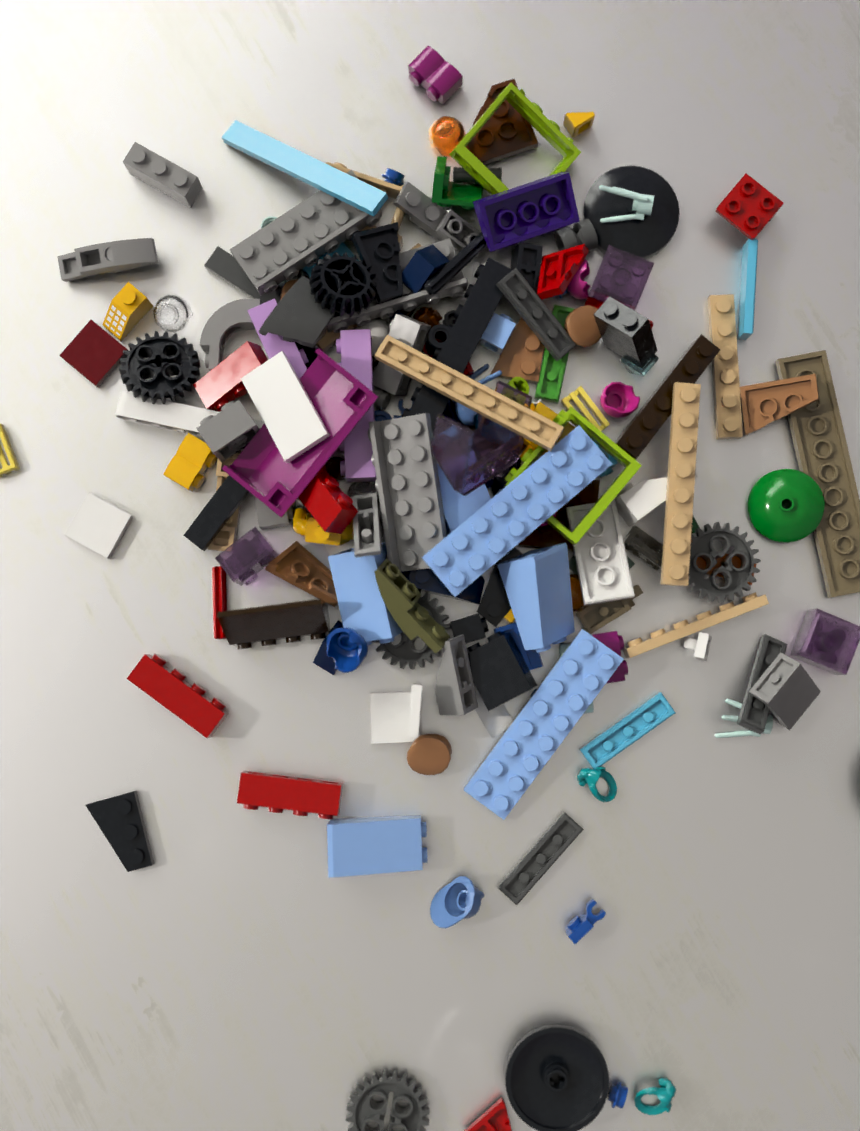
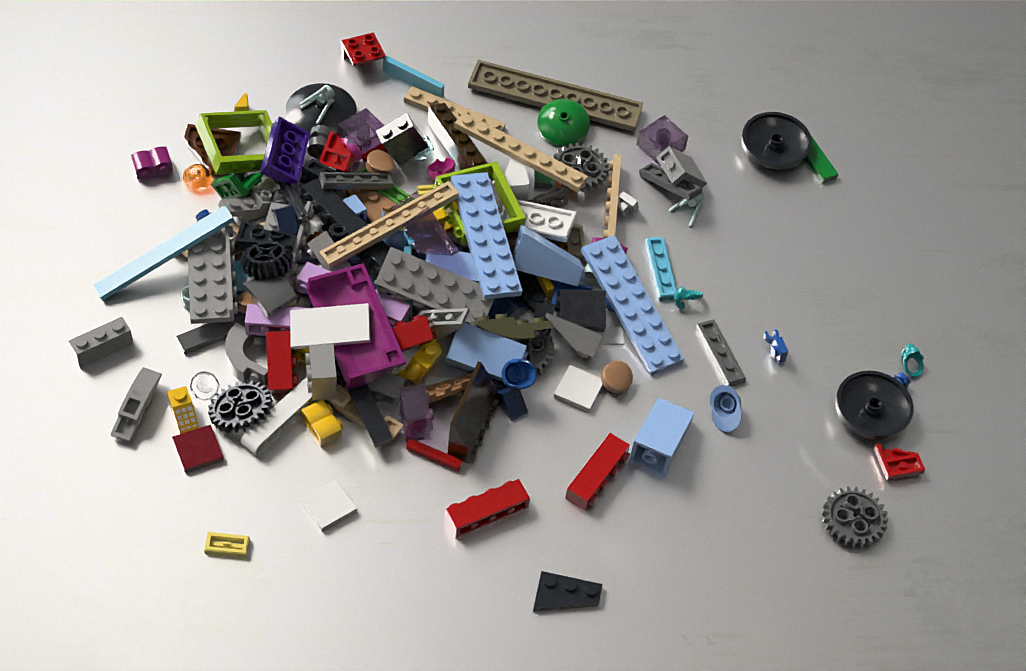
camera: 70 degrees left, 30 degrees down
(415, 708) = (582, 361): white tile -> none
(776, 399) = (493, 95): medium nougat wing -> none

